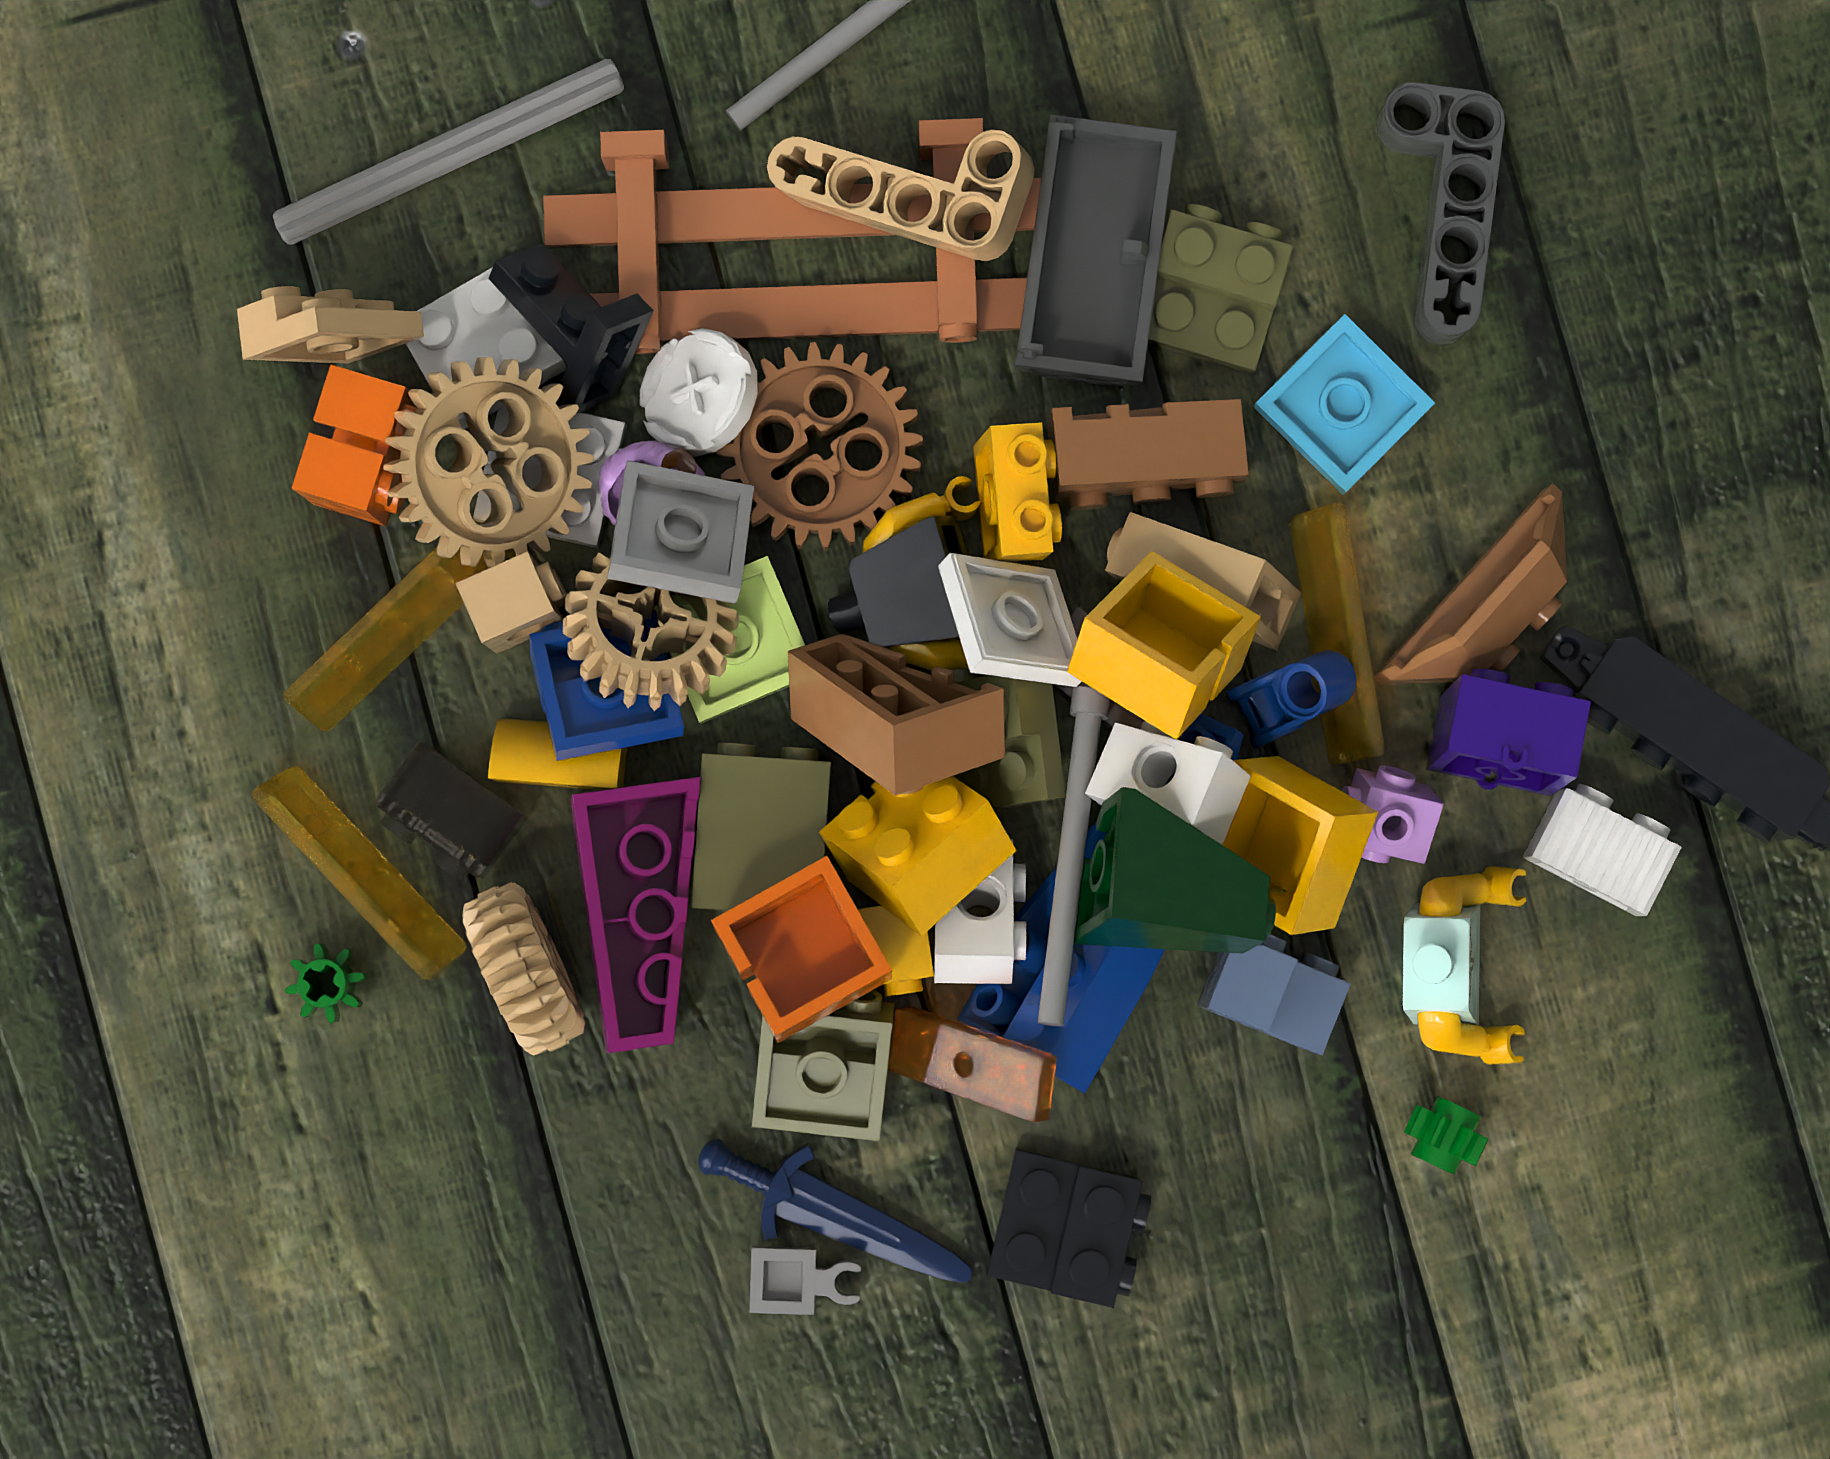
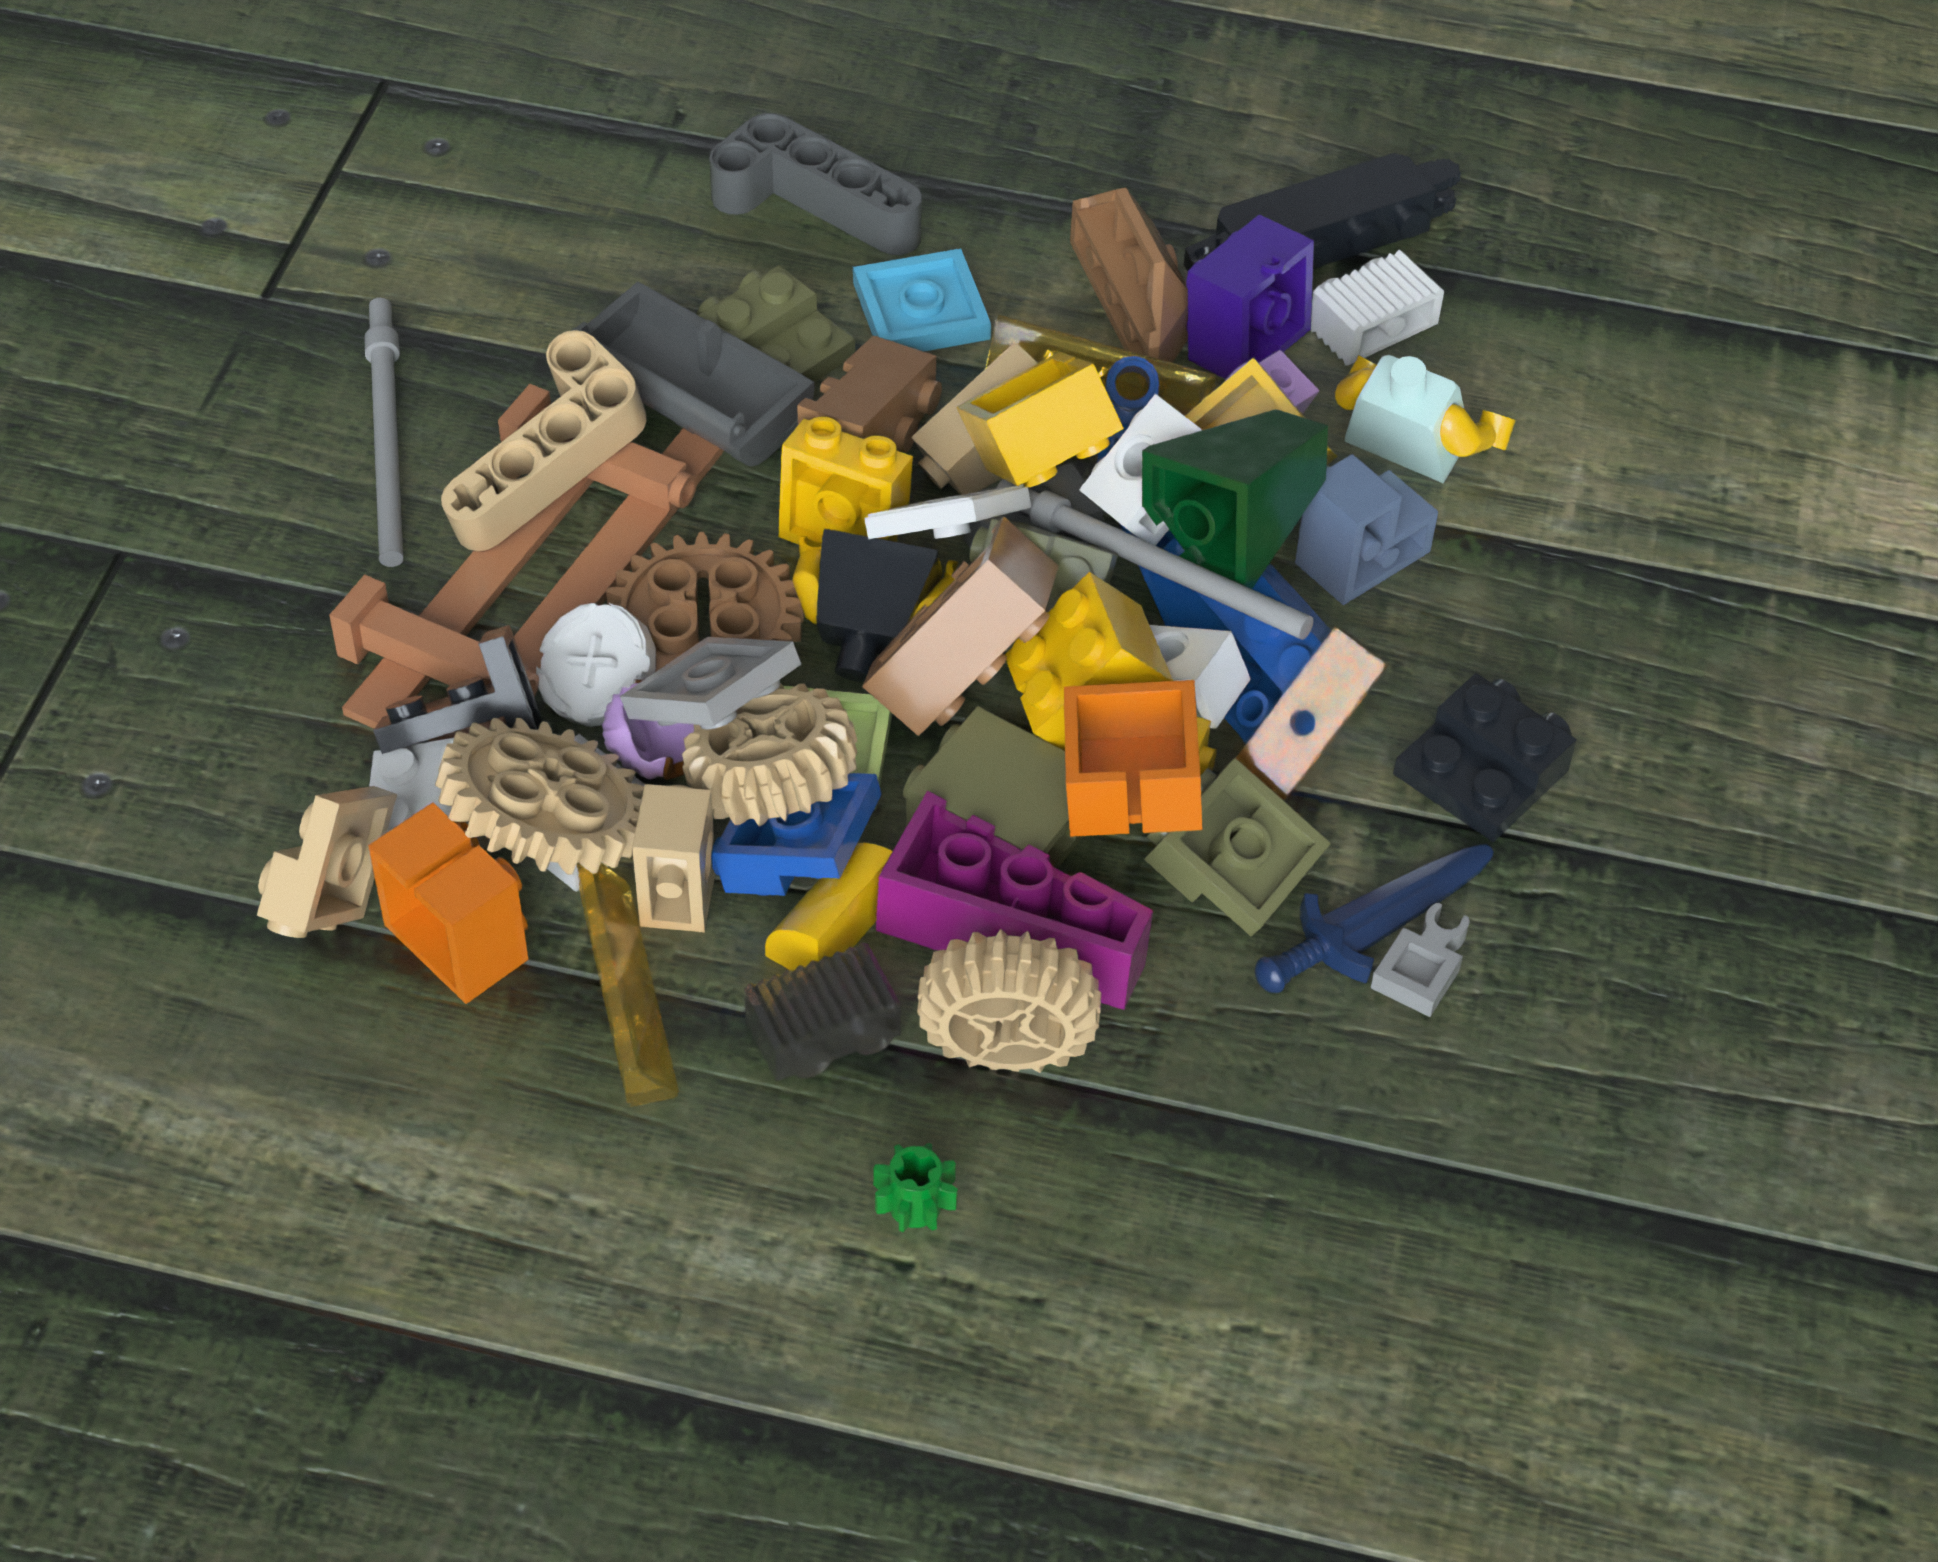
camera: 60 degrees left, 35 degrees down
(360, 872) = (831, 1125): clear yellow slope -> none
(448, 151) = (247, 756): light grey axle -> none
(1446, 1135) = (1549, 482): green gear -> none

